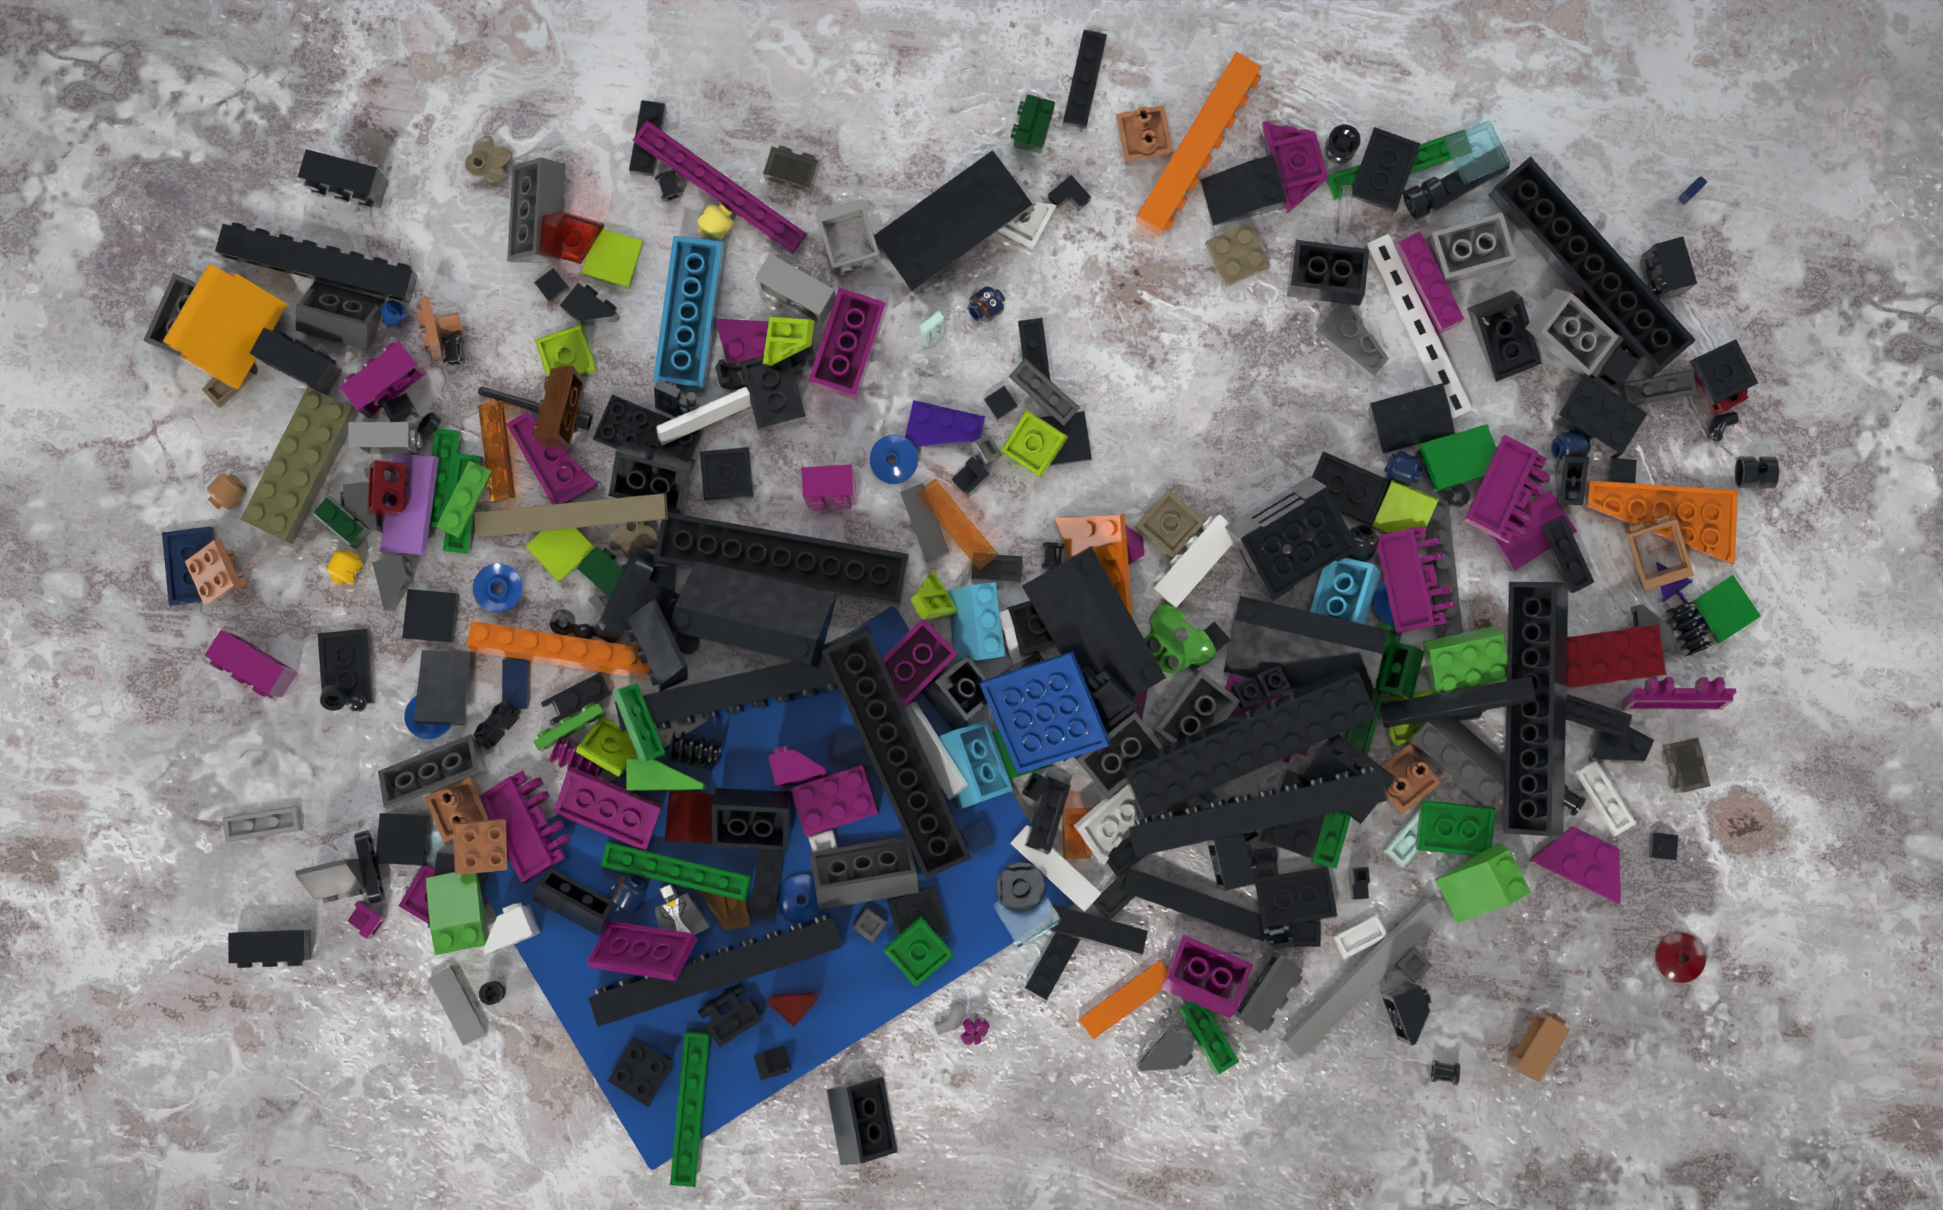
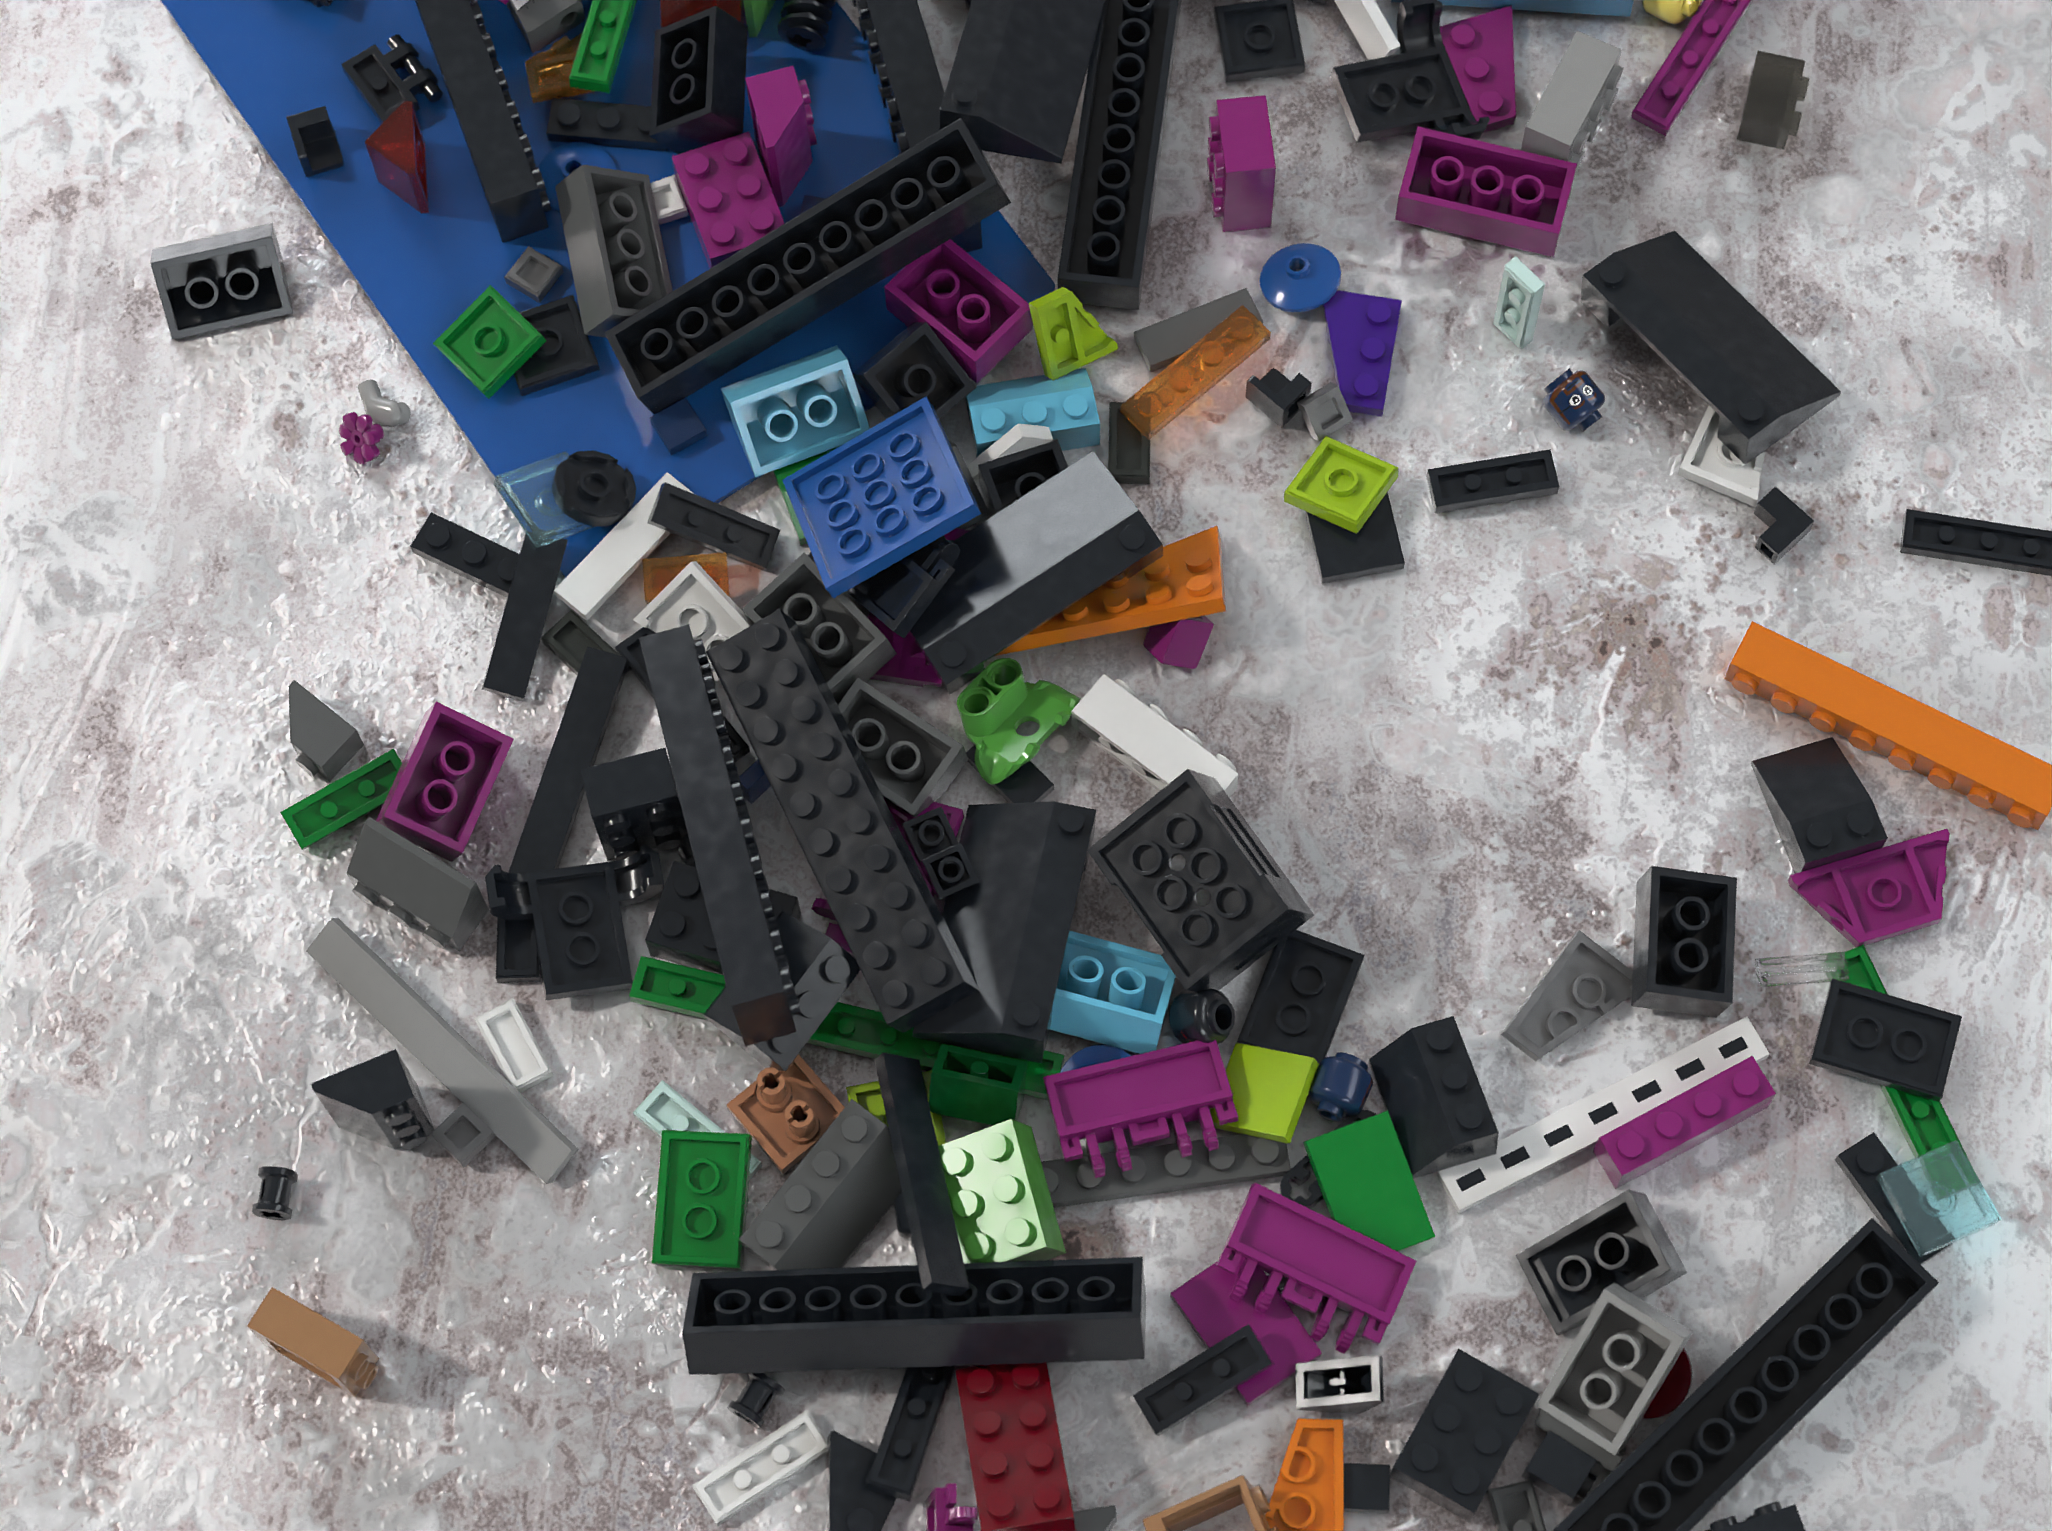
camera: 90 degrees right, 15 degrees down
(690, 1108) = (247, 36): green tile -> none
(786, 338) = (1484, 95): lime wing -> none
(844, 213) = (1702, 168): light grey window -> none
(943, 765) = (816, 341): white tile -> none
(1000, 403) = (1408, 435): black tile -> none
(1033, 123) = (1896, 460): dark green brick -> none
(1035, 787) = (762, 511): black tile -> none
(1044, 392) = (1430, 492): dark grey tile -> none
(1053, 554) = (1160, 521): black bush -> none
(1124, 1000) = (401, 659): orange tile -> none
(1144, 134) = (1901, 637): nougat plate -> none
(1170, 524) = (1219, 705): dark tan plate -> none
(1237, 254) = (1704, 803): dark tan plate -> none
(1342, 144) = (1926, 953): black wheel -> none
(1359, 881) = (609, 1037): black piece -> none
(1424, 198) = (1840, 1111): black wheel -> none
(1472, 248) = (1755, 1192): light grey brick -> none
(1483, 884) = (604, 1246): bright green slope -> none
(1570, 444) = (1406, 1386): dark blue head -> none
(1584, 862) = (645, 1432): magenta wing -> none

